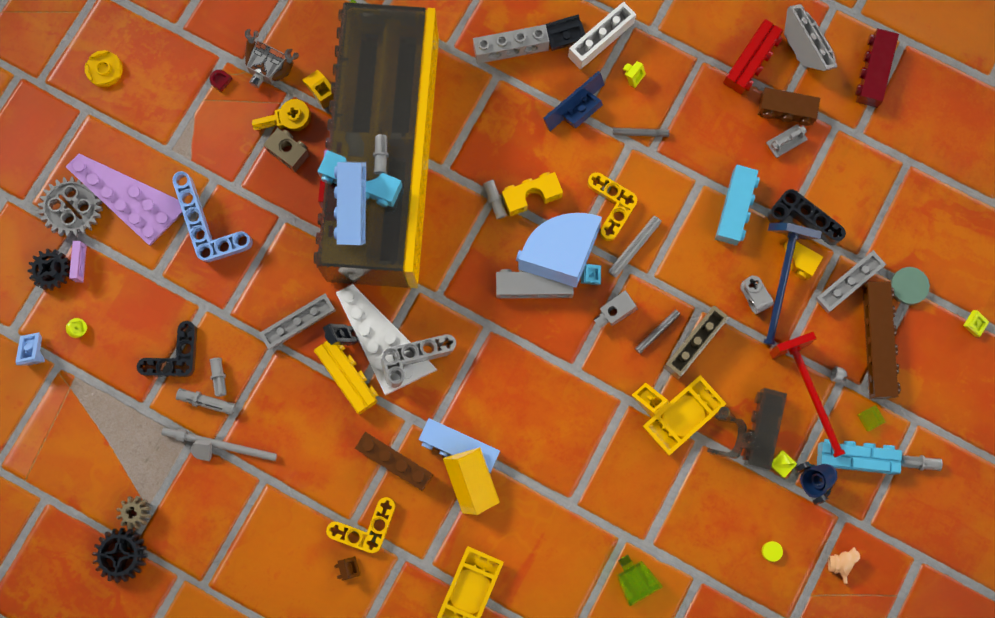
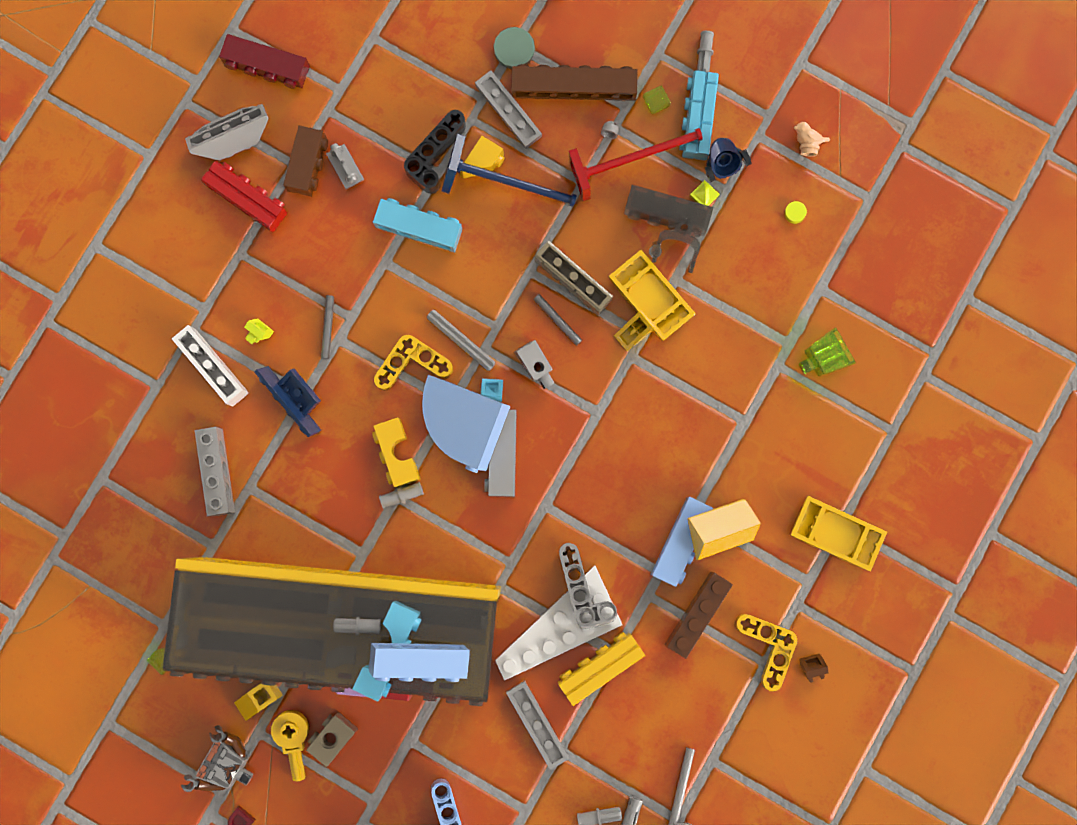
camera: 90 degrees left, 5 degrees up
(339, 334) = (558, 675): black hinge -> none
(564, 32) = (203, 408): black plate -> none
(757, 296) = (523, 209): light grey piece -> none

